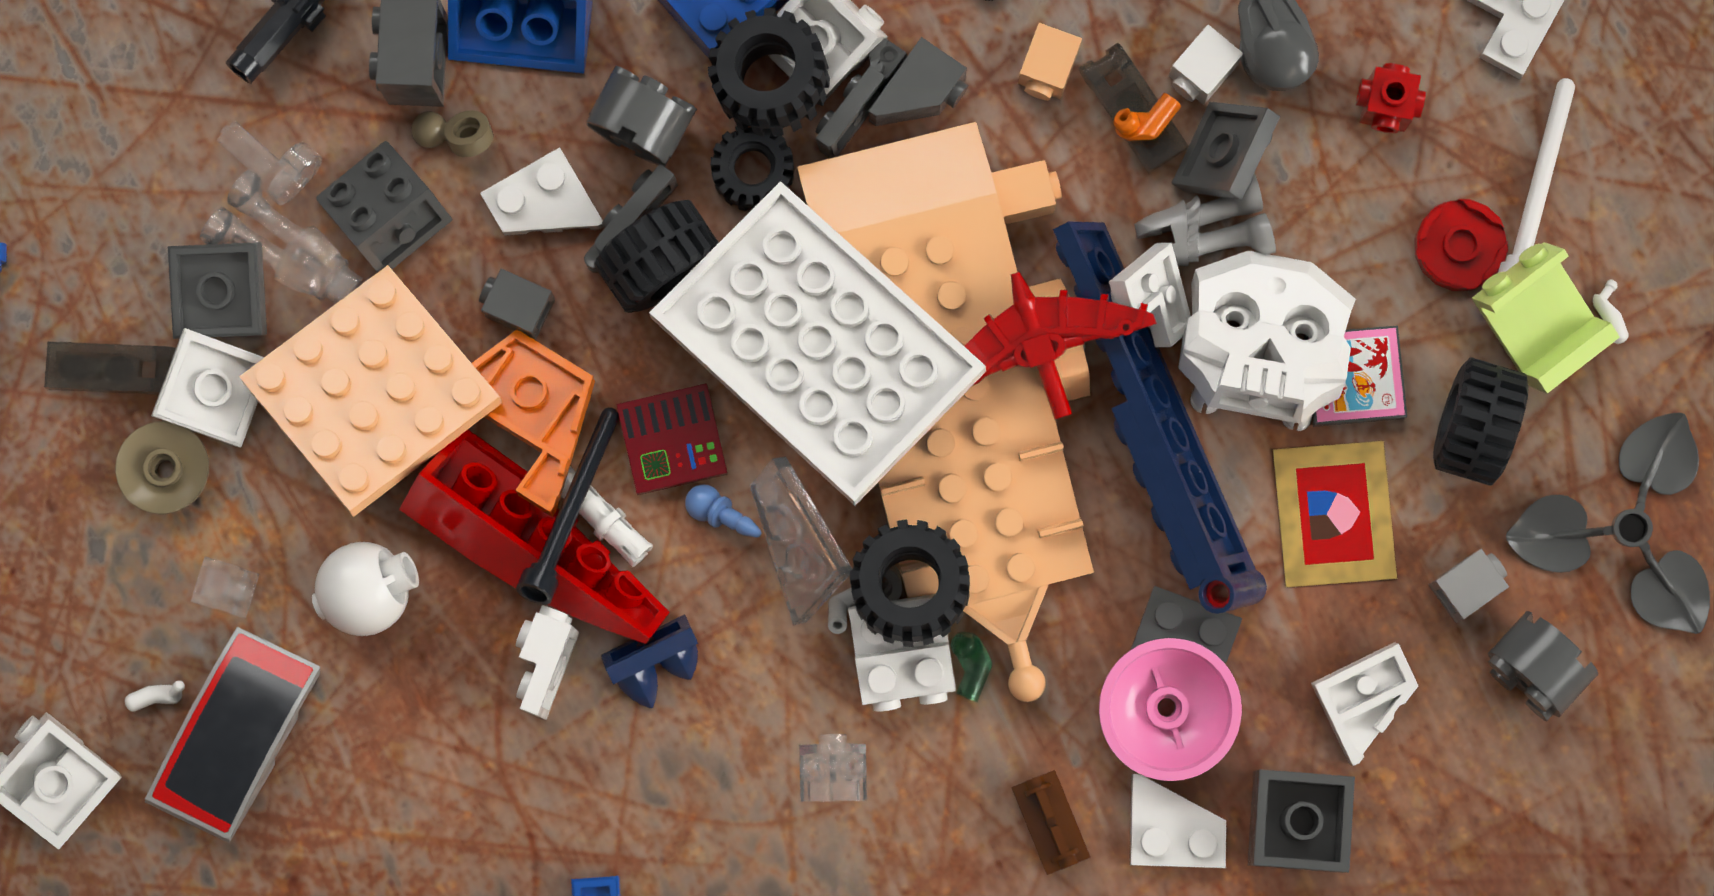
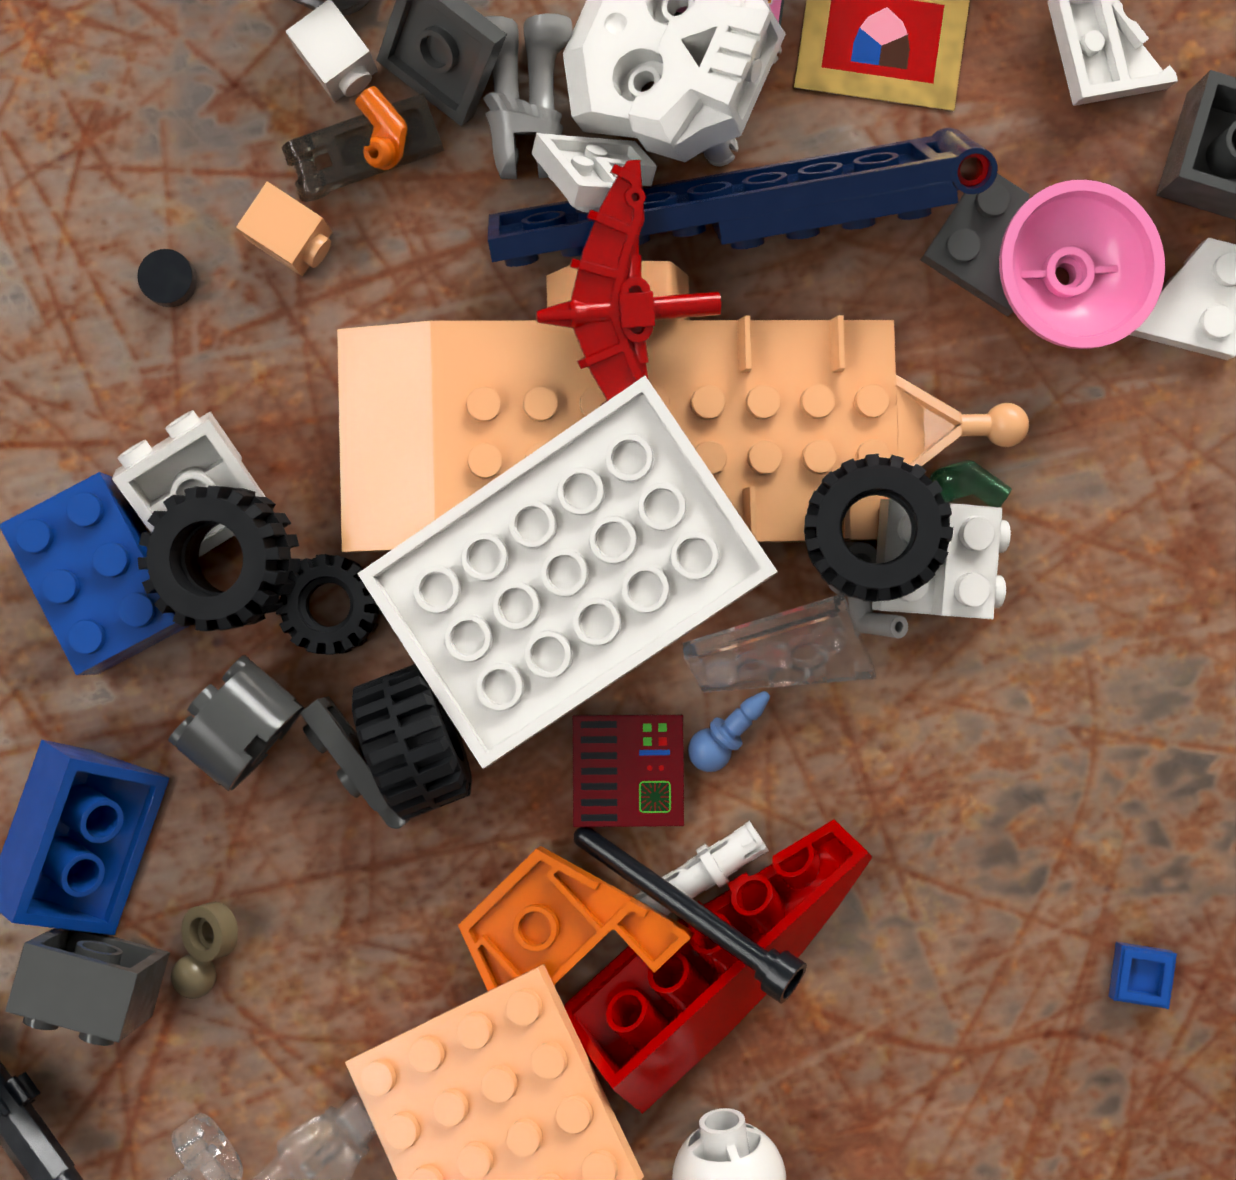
camera: 80 degrees left, 5 degrees up
(384, 208) = (276, 1052): dark grey bracket -> none
(516, 303) = (426, 919): dark grey brick -> none
(542, 199) = (308, 860): white wing -> none
(548, 646) = (856, 980): white plate -> none
(633, 662) = (892, 871): dark blue tile -> none
(833, 770) = (1062, 670): clear brick -> none
(860, 94) = (276, 459): dark grey hinge -> none
(920, 86) = (279, 385): dark grey slope -> none
(1027, 191) = (433, 287): light nougat brick -> none
(1050, 822) = (1168, 435): reddish brown hinge -> none

